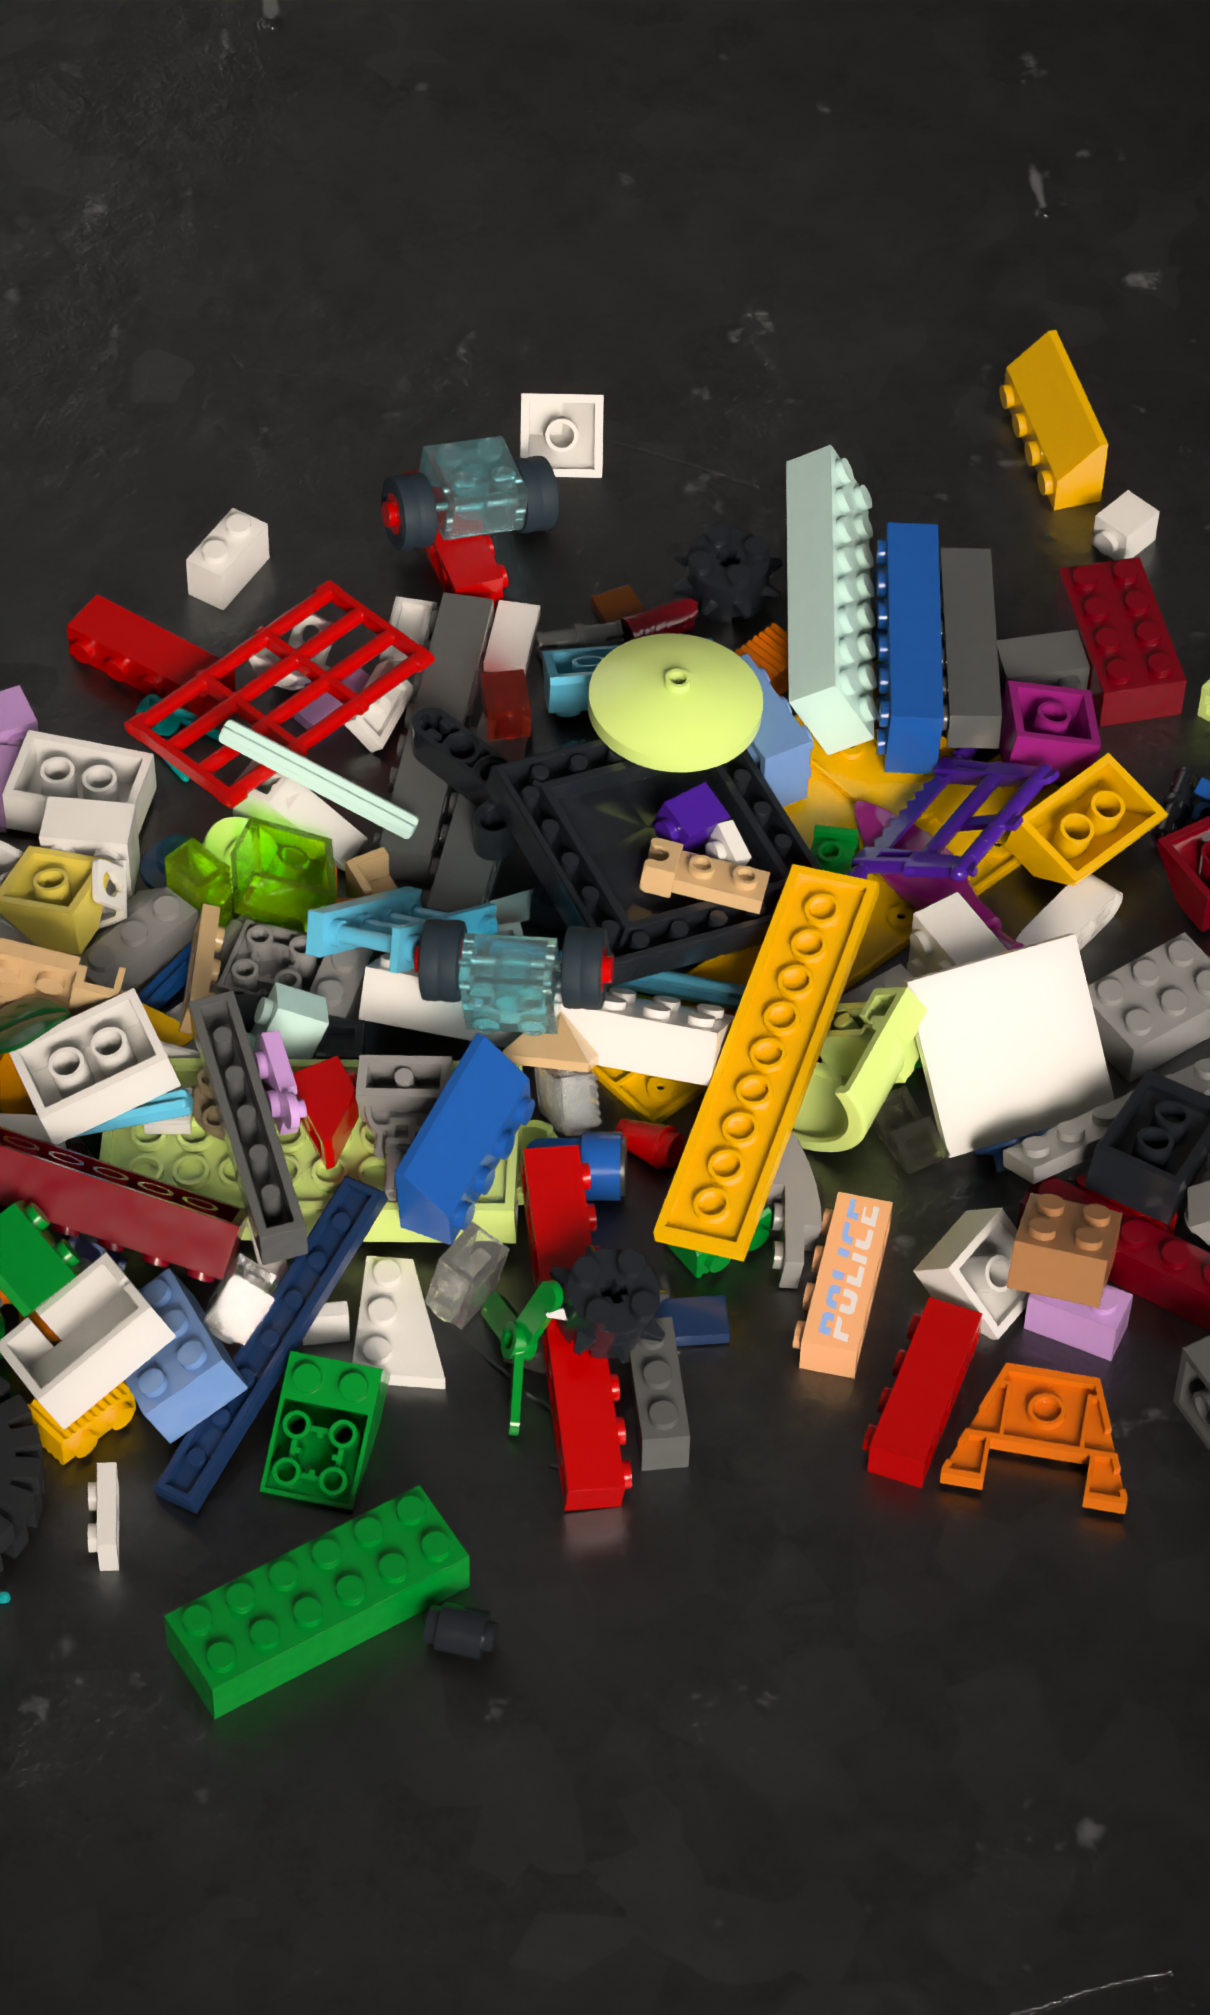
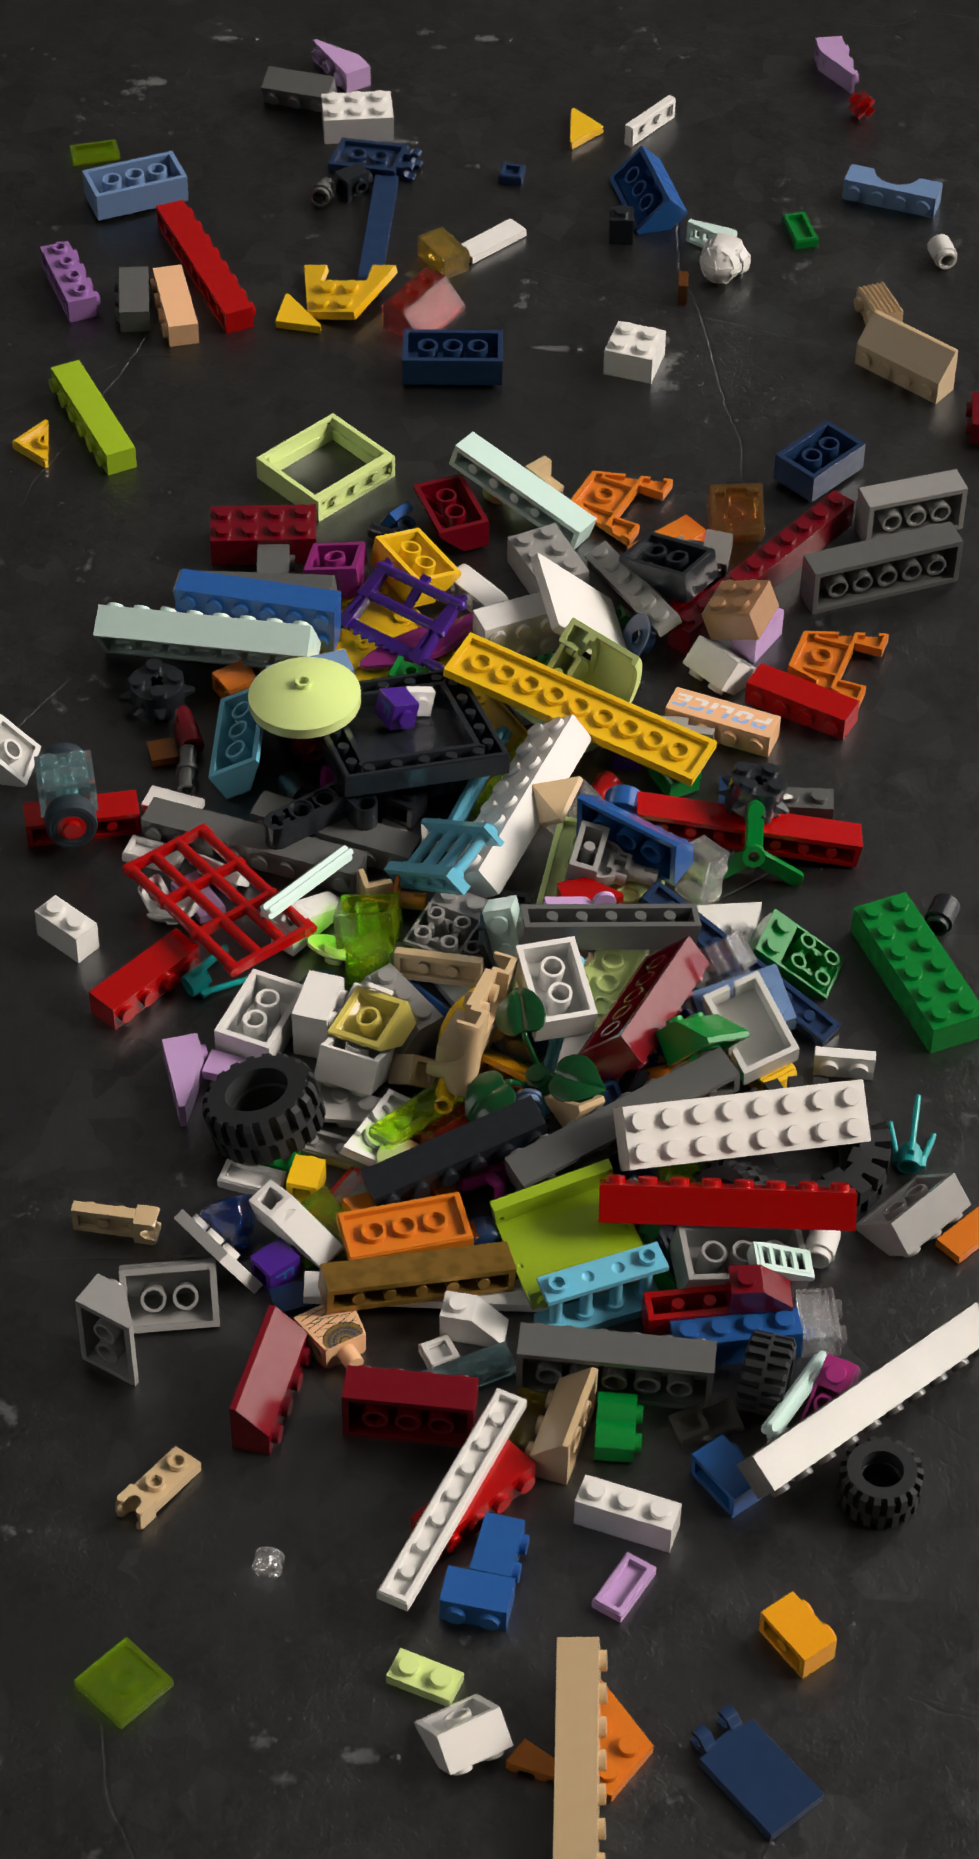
camera: 80 degrees left, 5 degrees down
(505, 705) = (260, 792): clear red brick -> none
(513, 979) = (535, 757): brick -> none
(702, 877) = (441, 710): tan plate -> none
(1056, 424) = (79, 525): yellow slope -> none
(1125, 527) = (169, 518): white brick -> none

